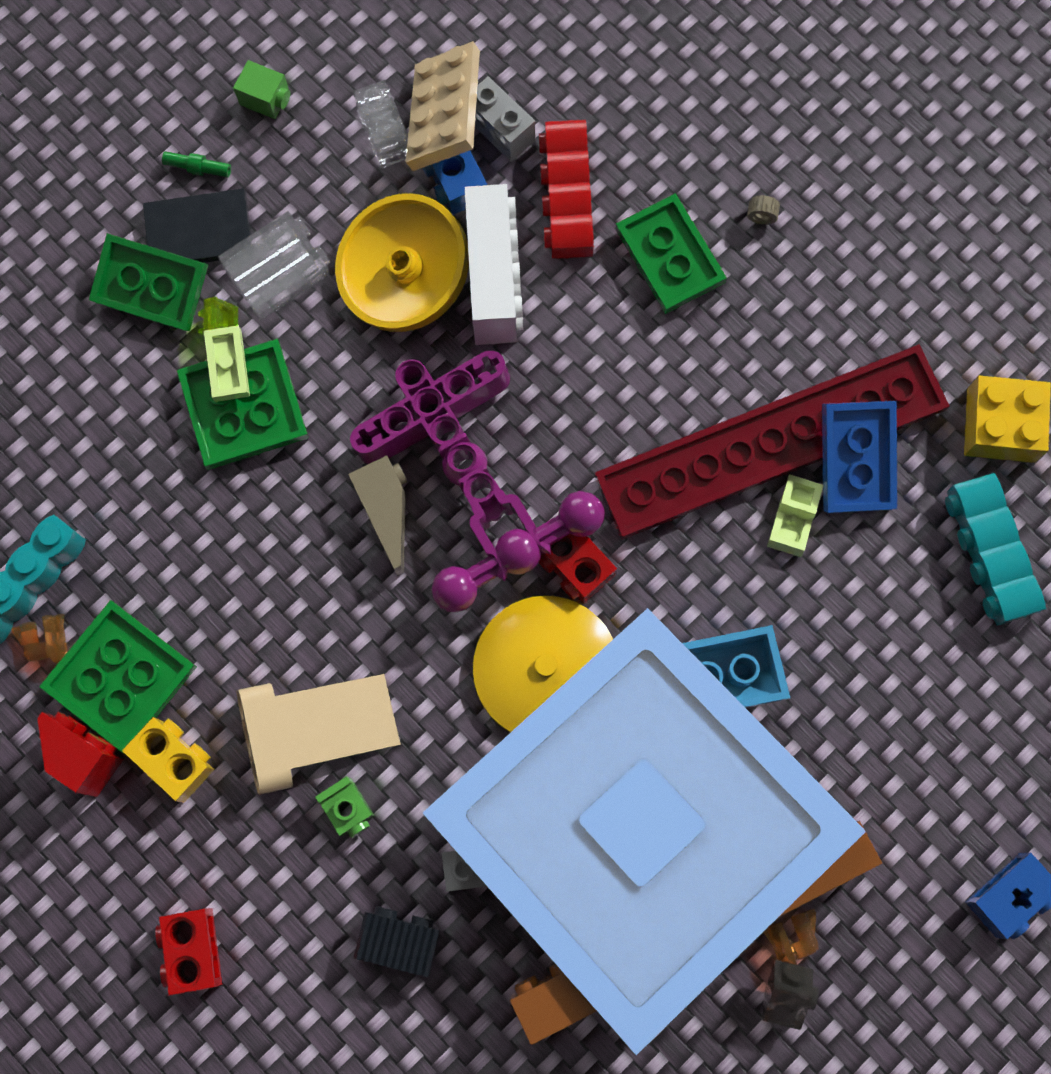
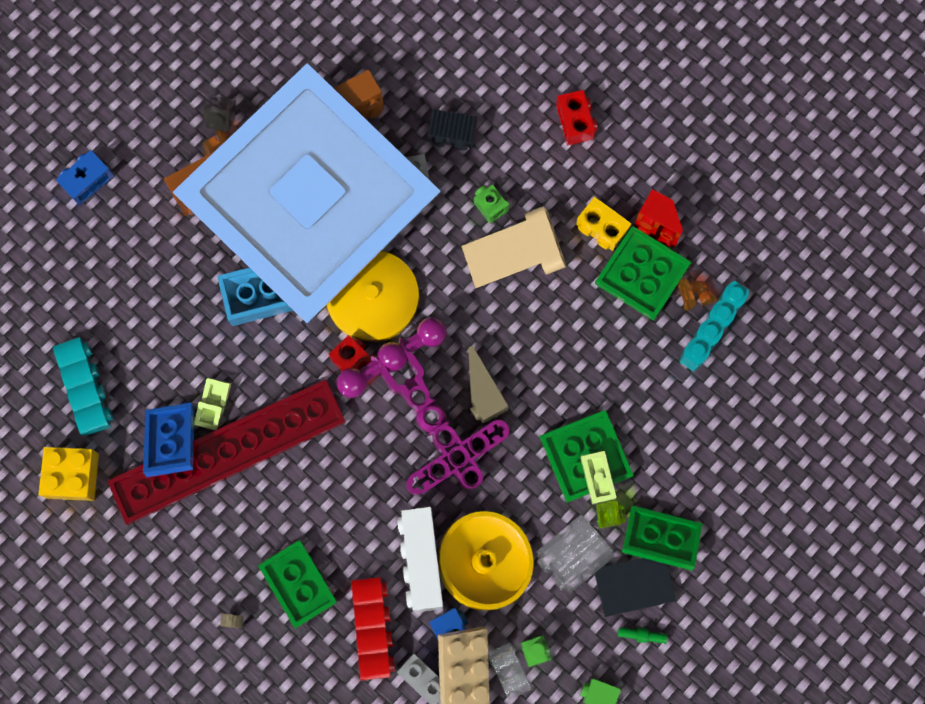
camera: 175 degrees right, 0 degrees up
(343, 147) = (536, 651): none -> bright green brick

